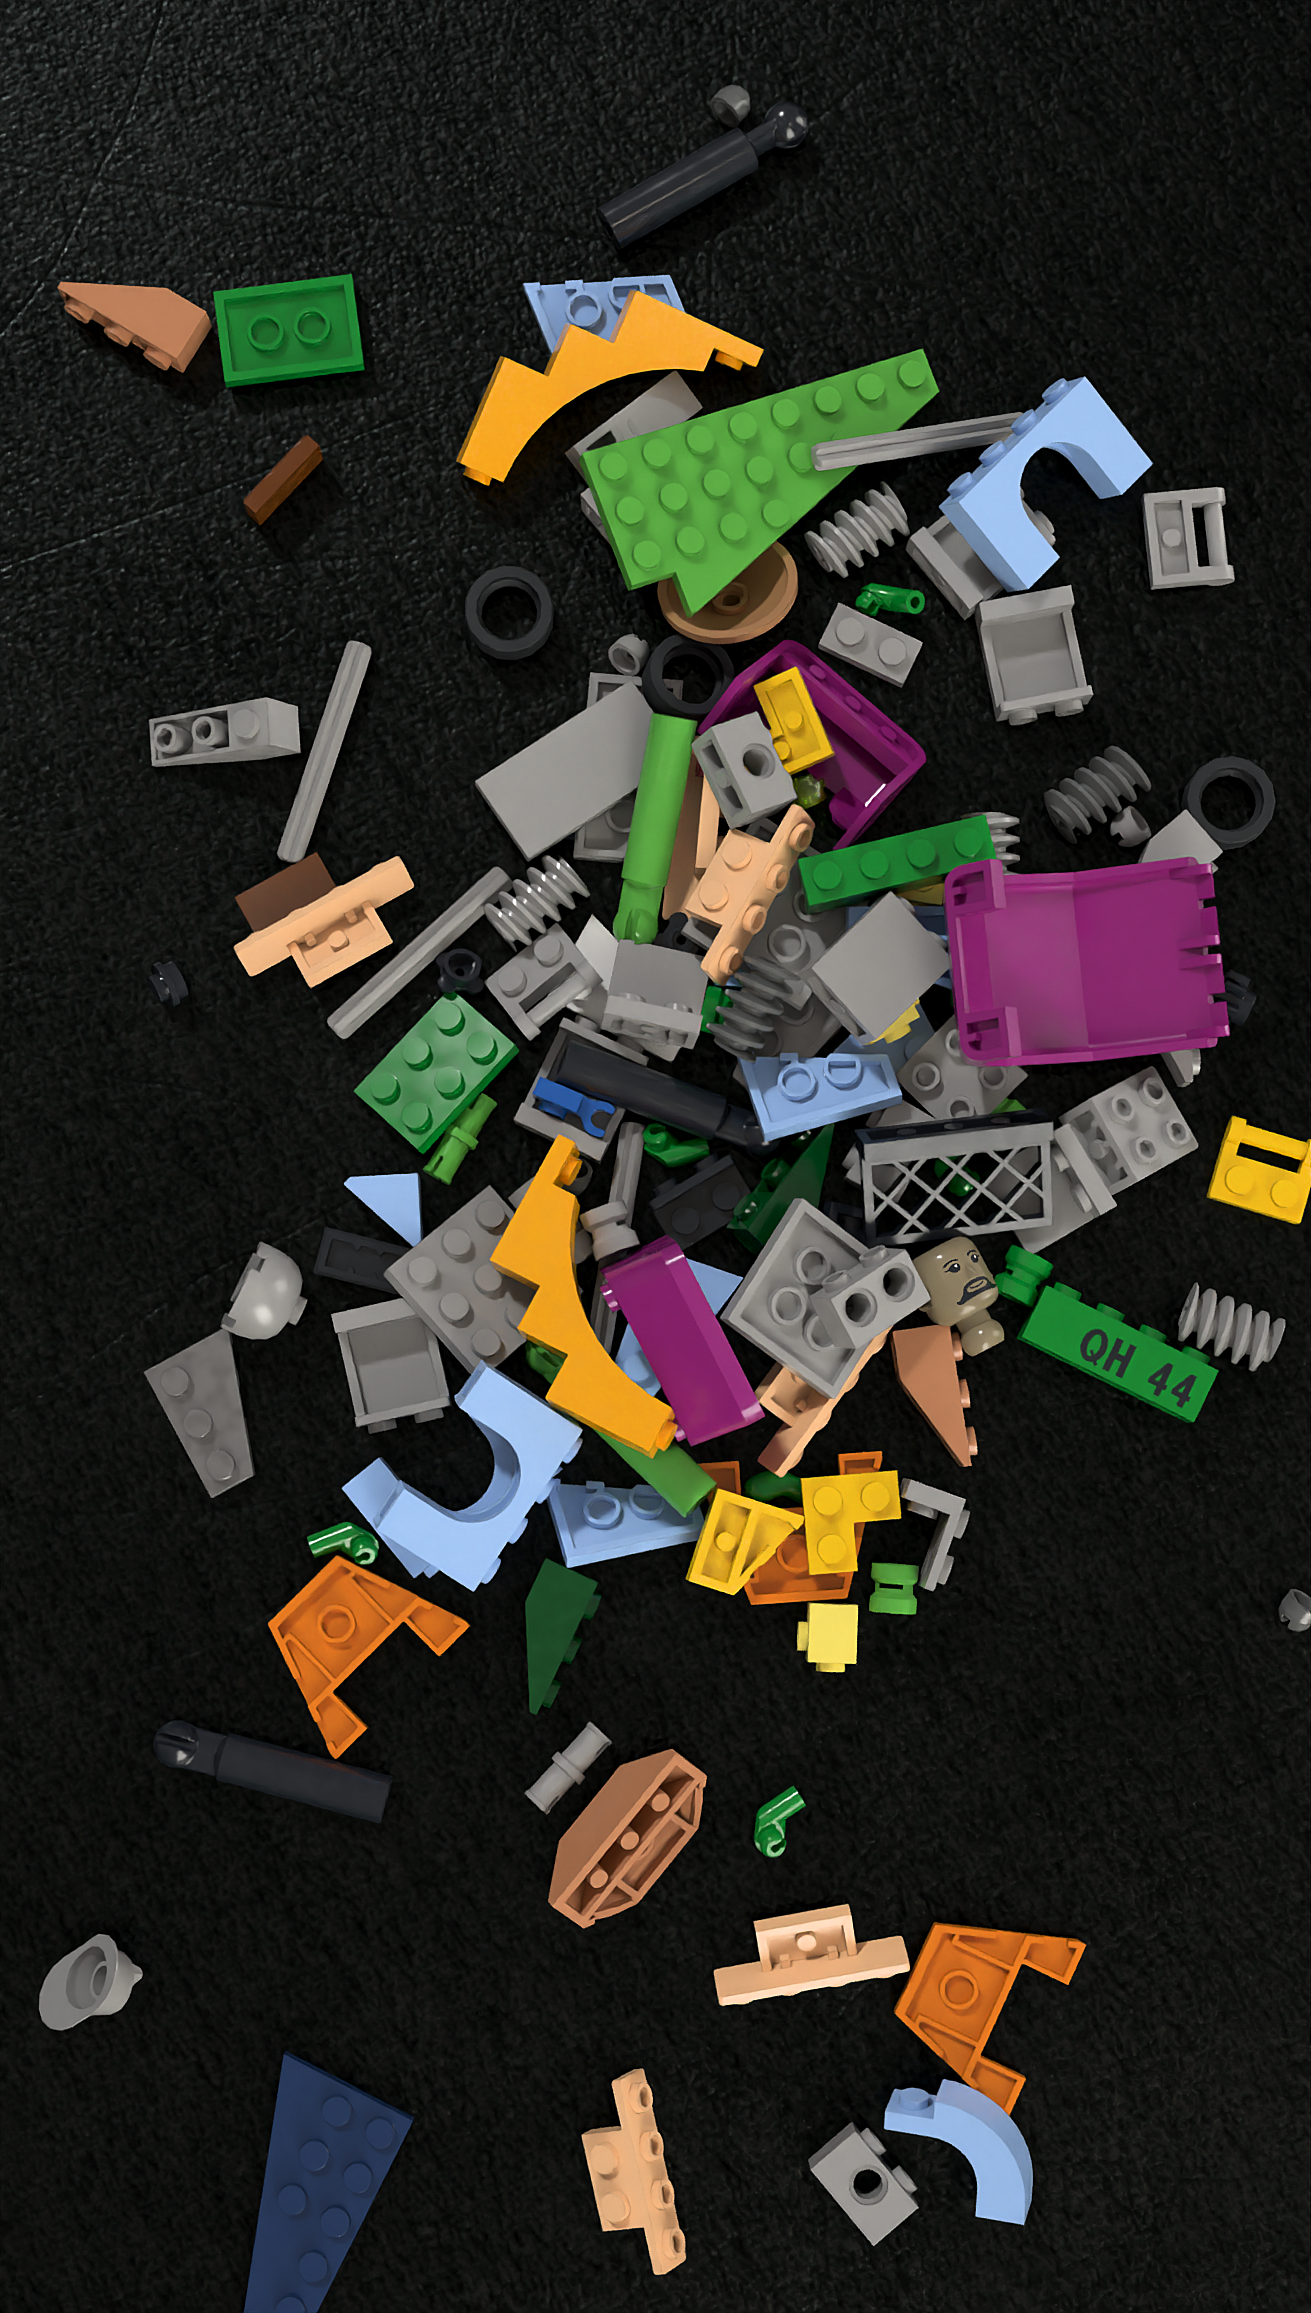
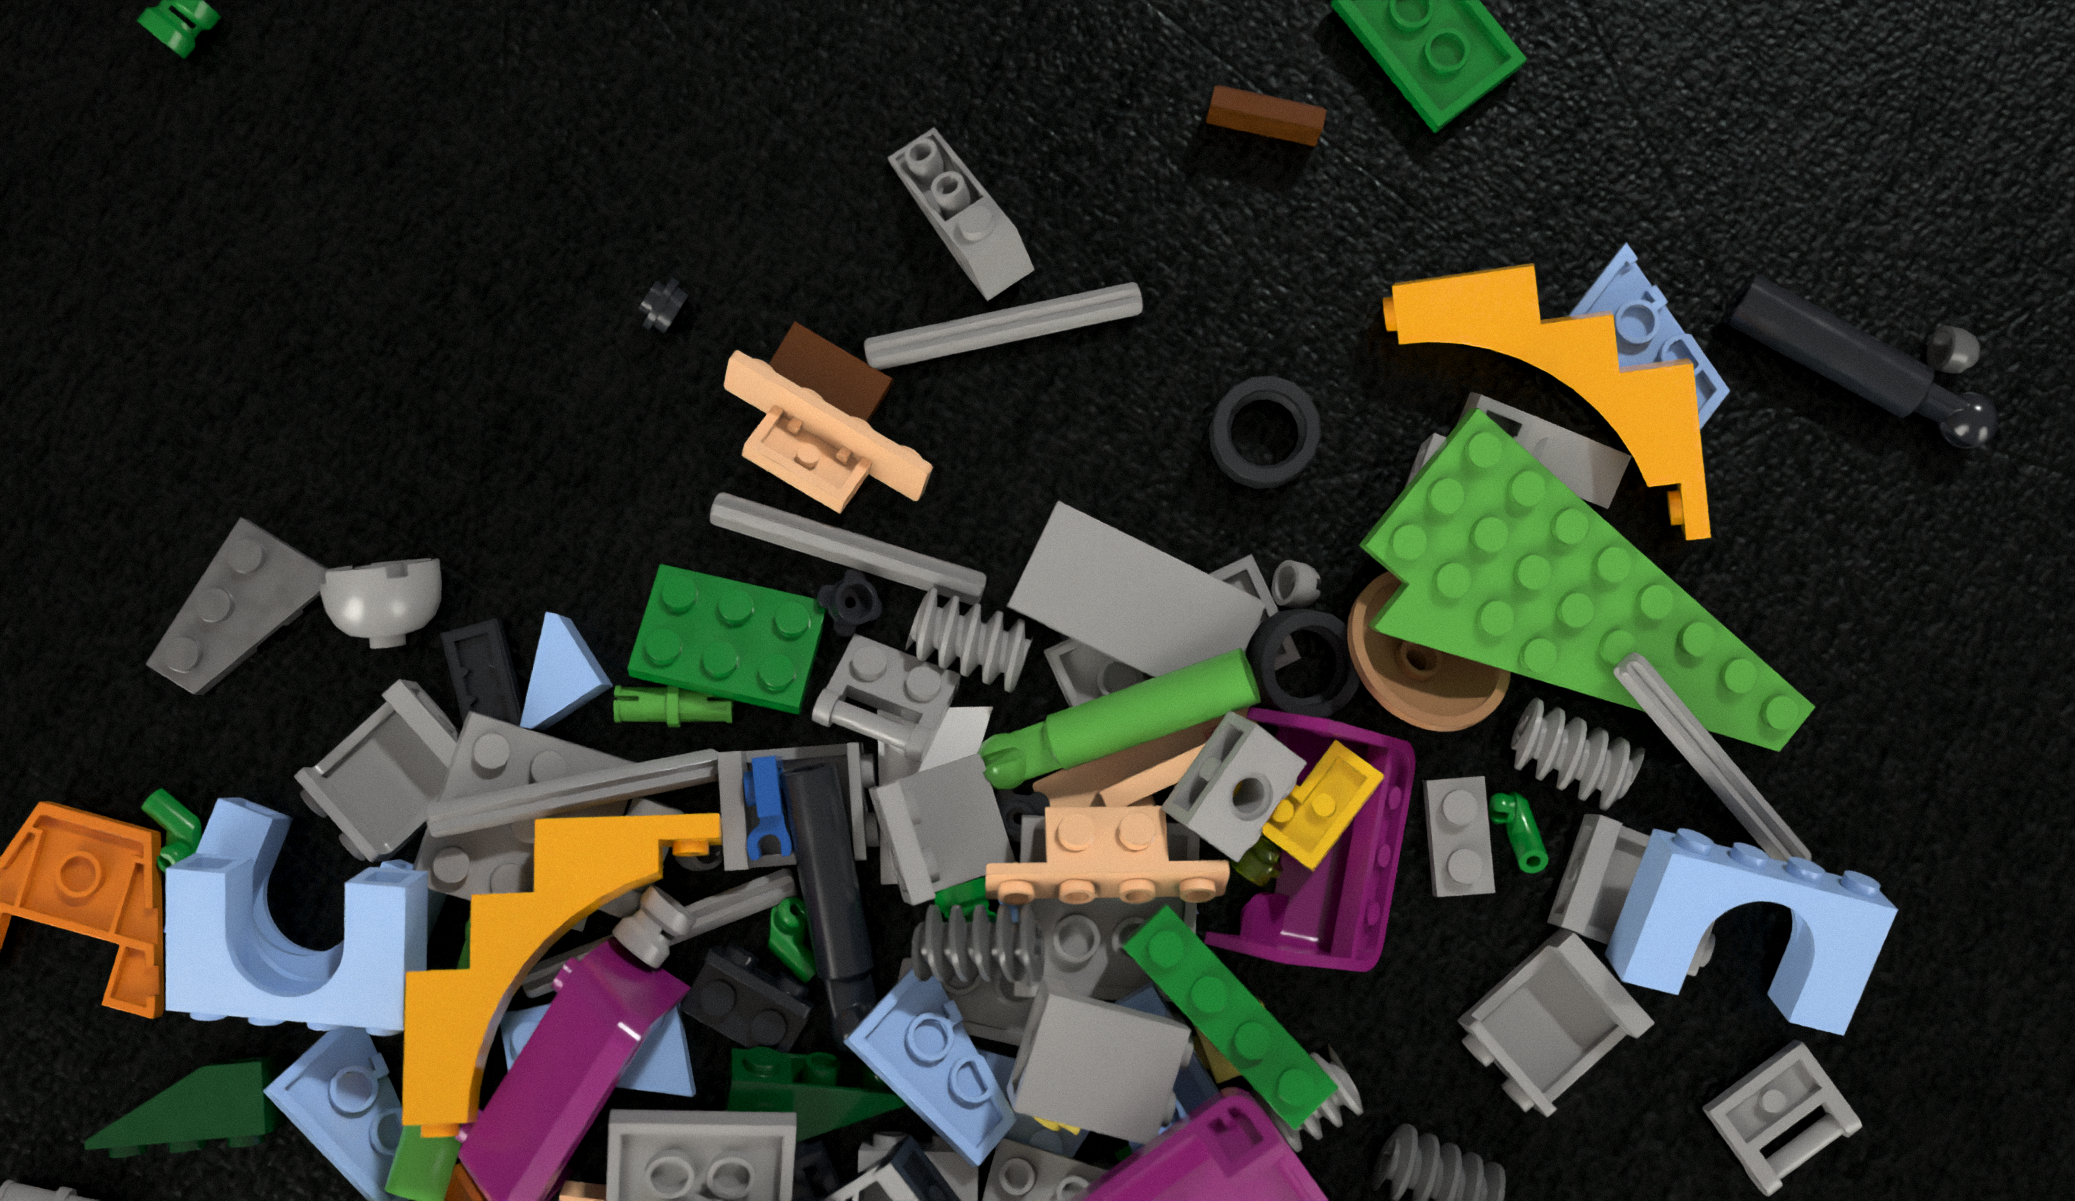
camera: 65 degrees right, 0 degrees up
(484, 1232) = (571, 793): none -> light grey axle

